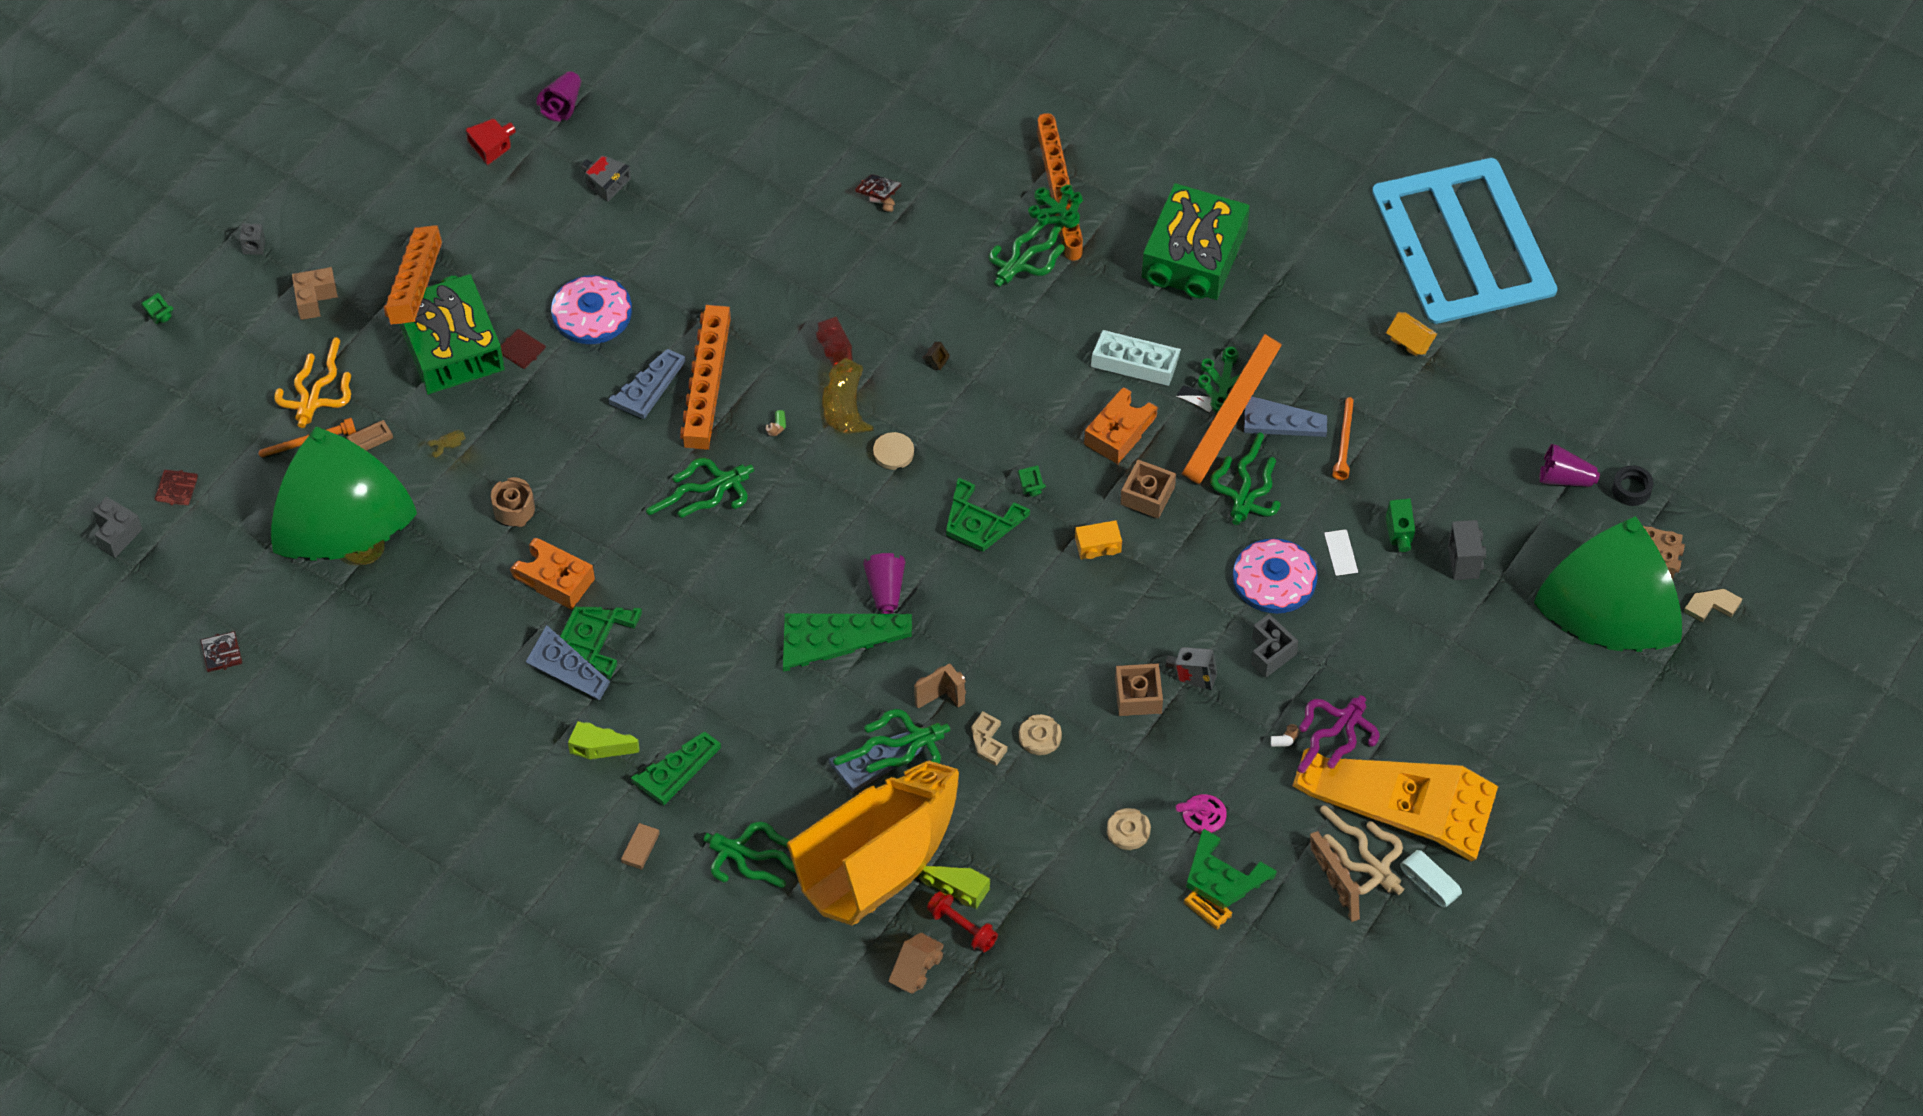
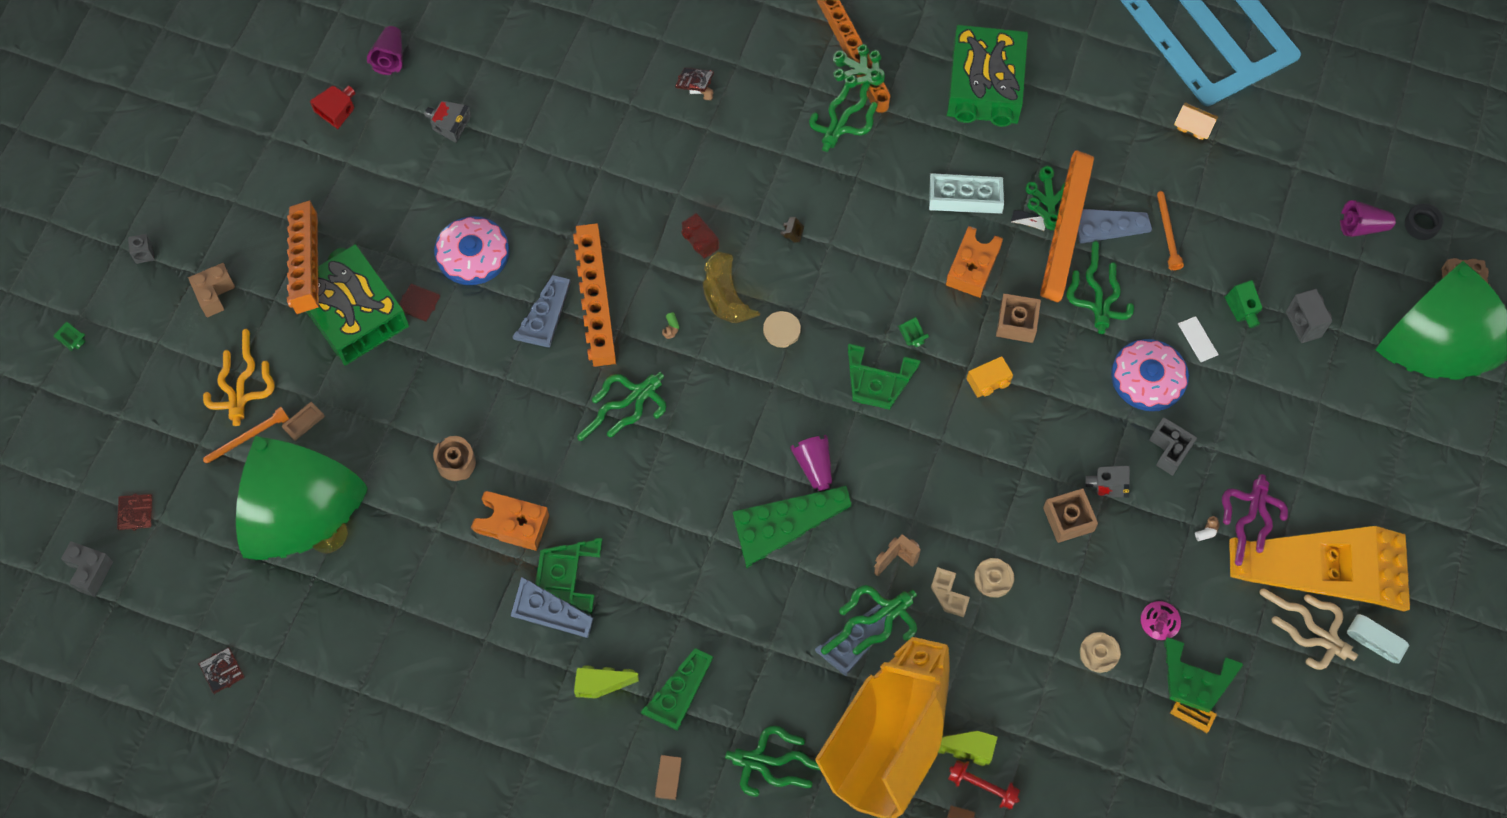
camera: 15 degrees left, 10 degrees up
(452, 439) = (378, 408): clear yellow plate -> none
(1337, 875) = (1297, 656): medium nougat wing -> none

